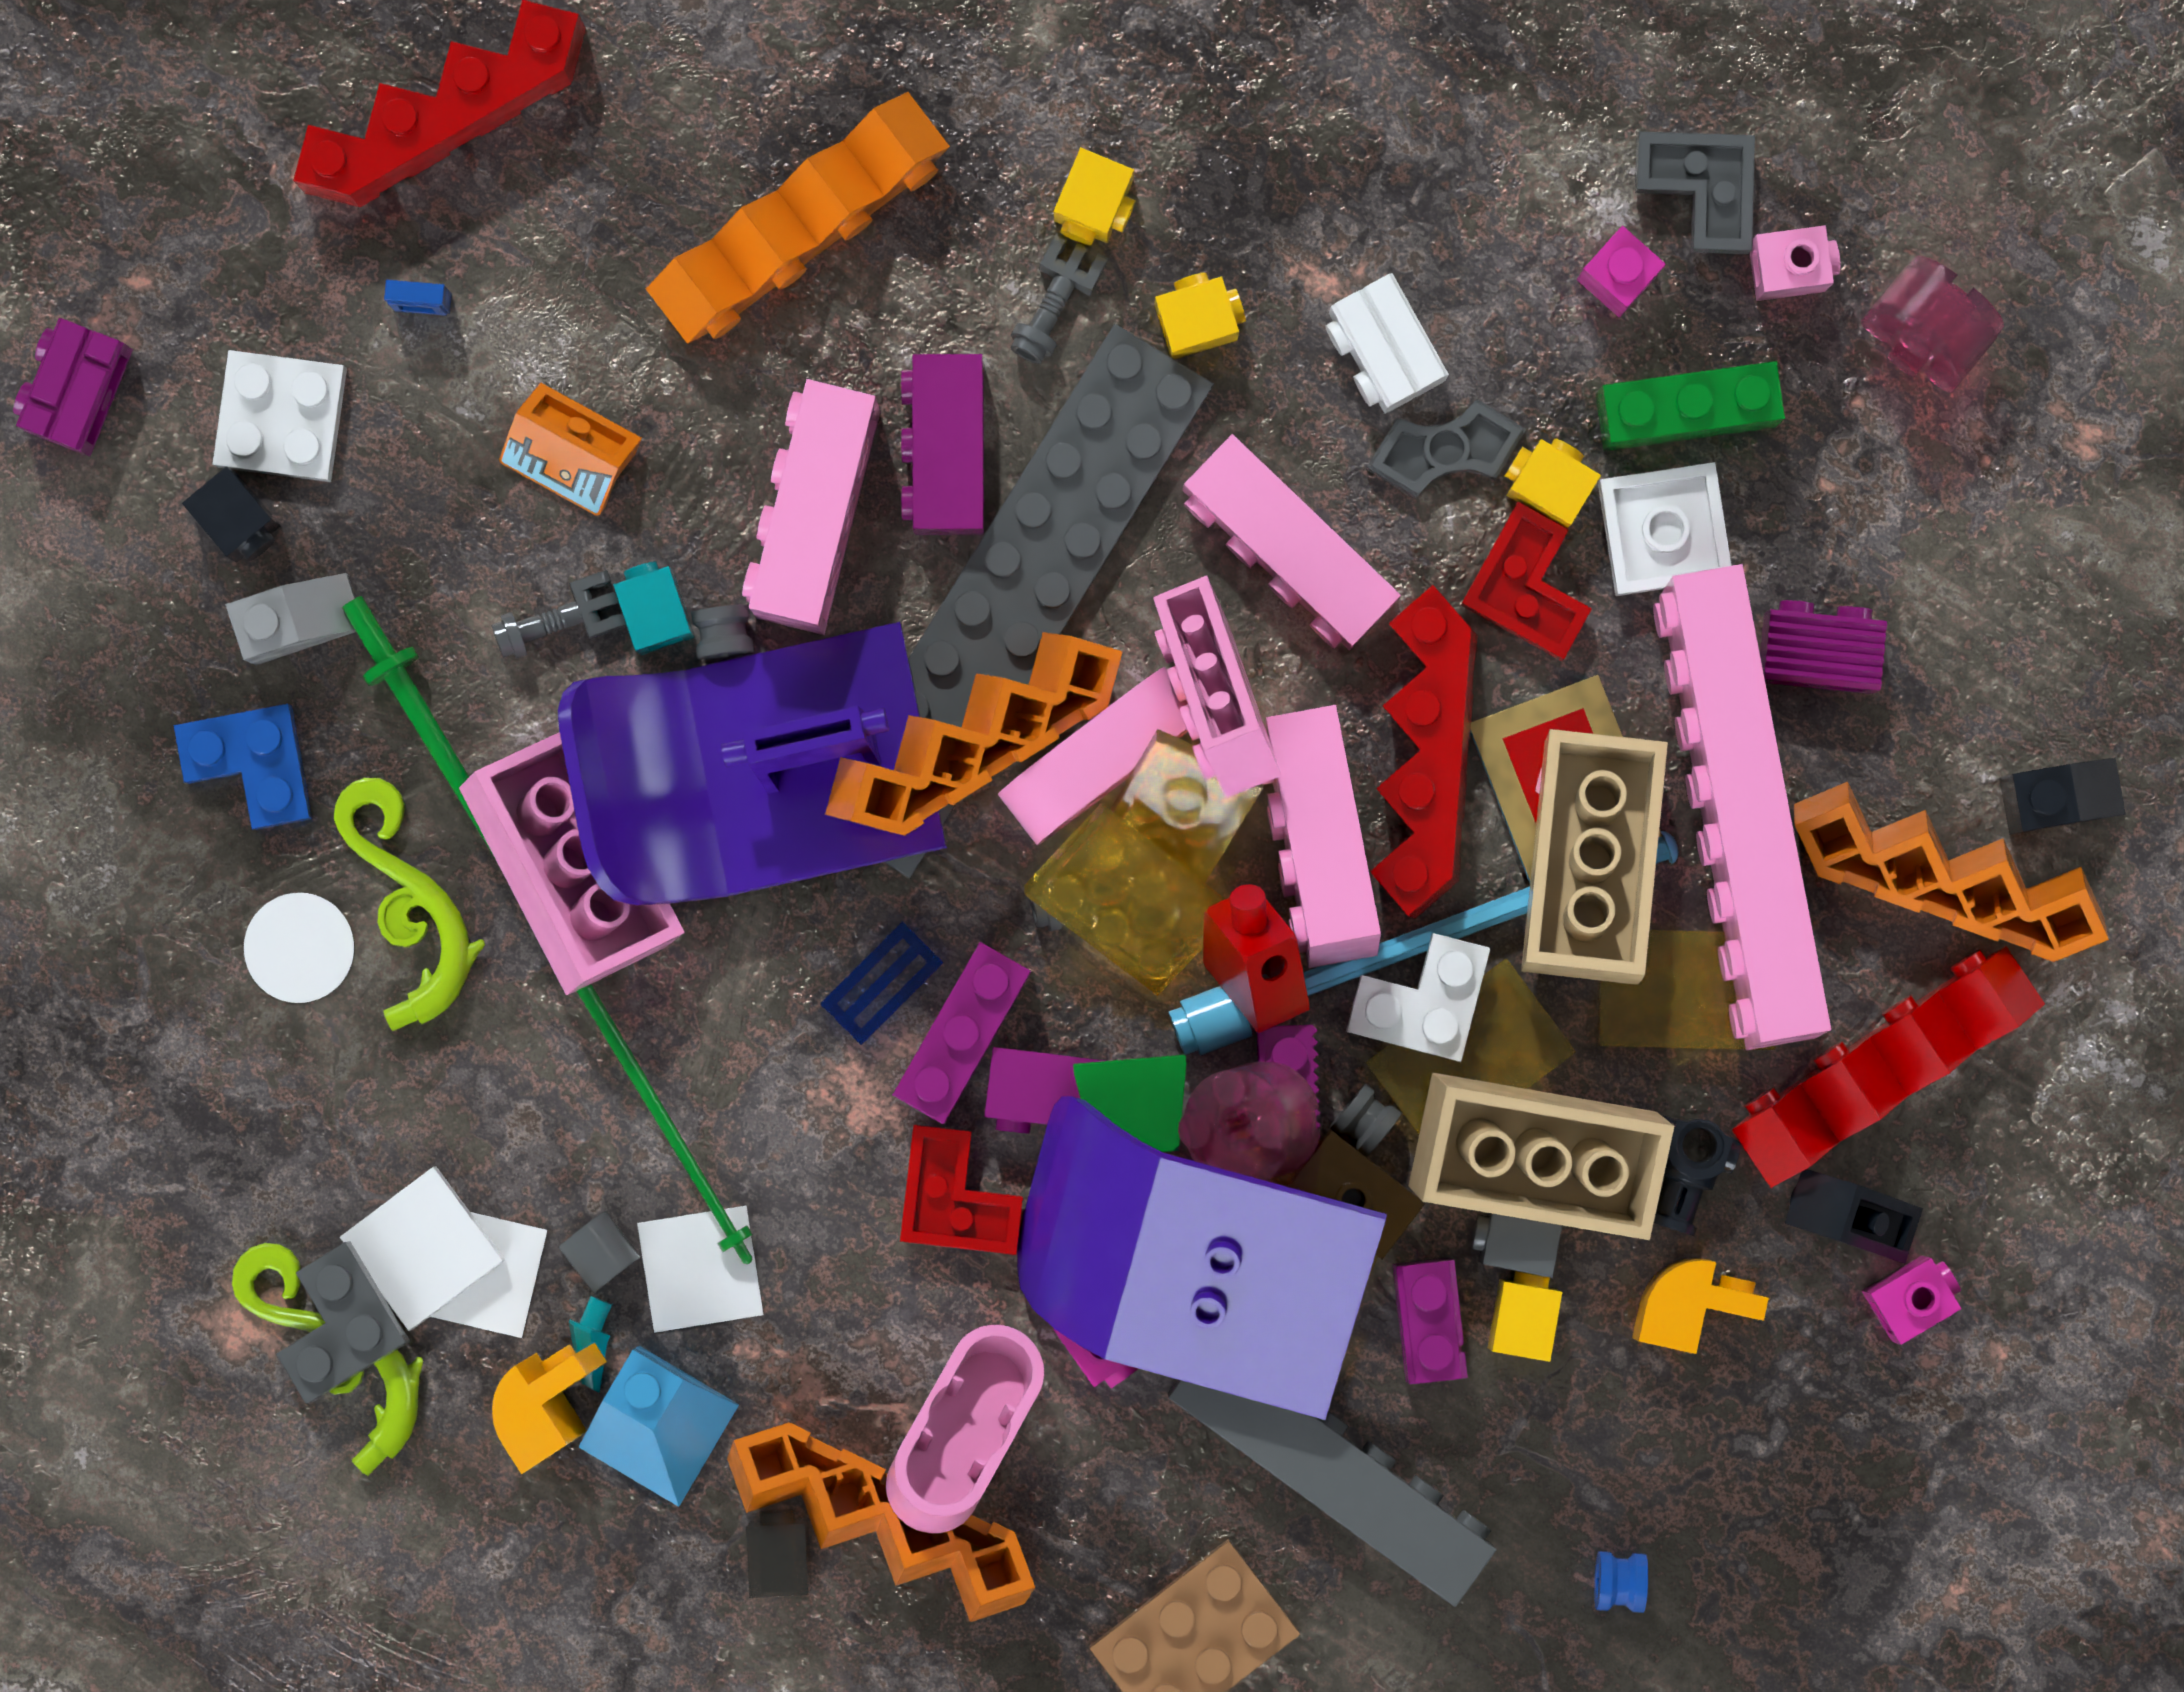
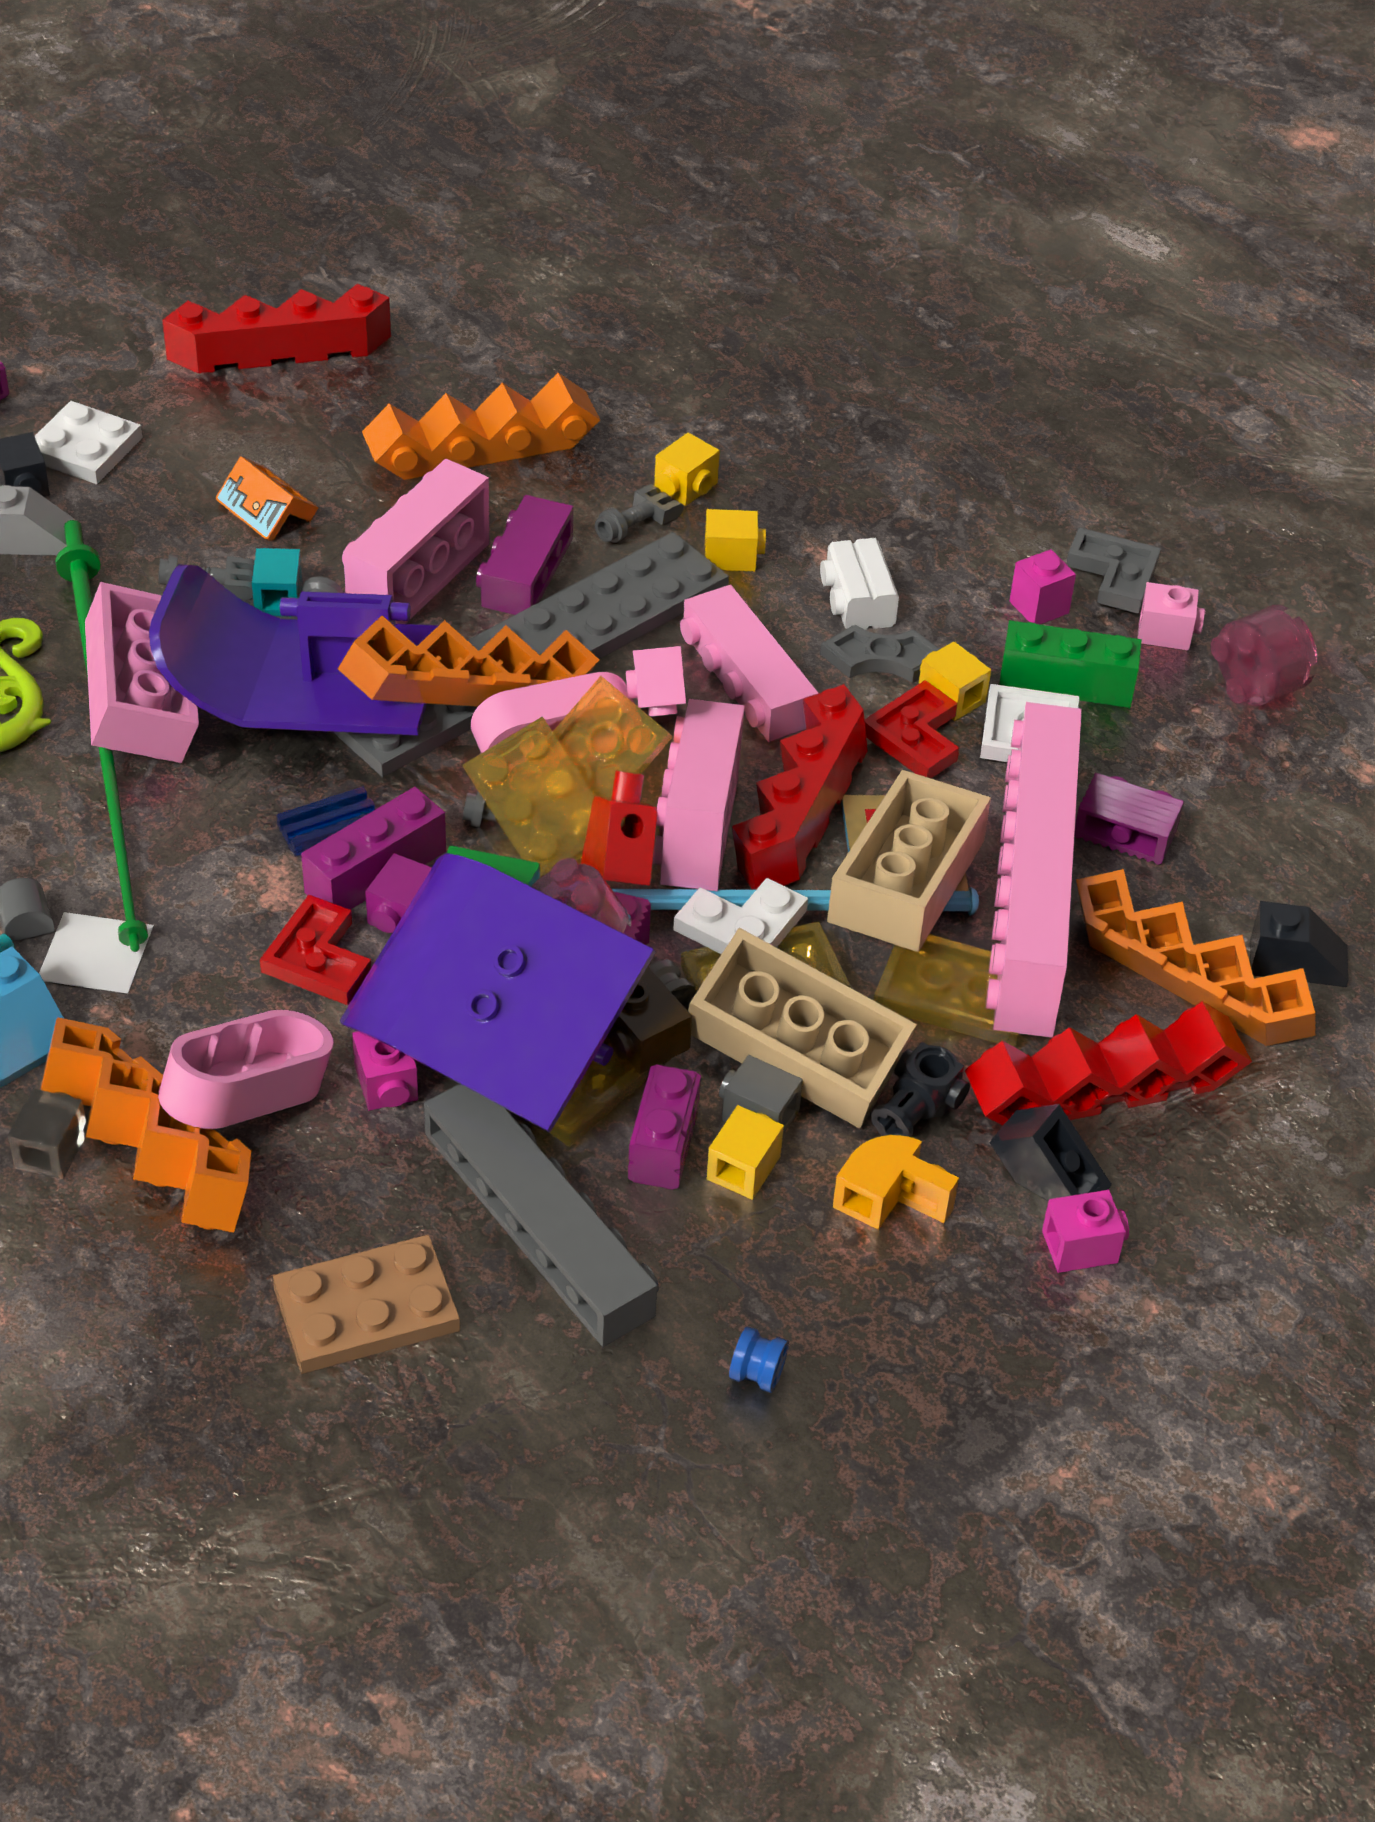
camera: 15 degrees right, 40 degrees down
(418, 297) = (209, 405): blue tile -> none

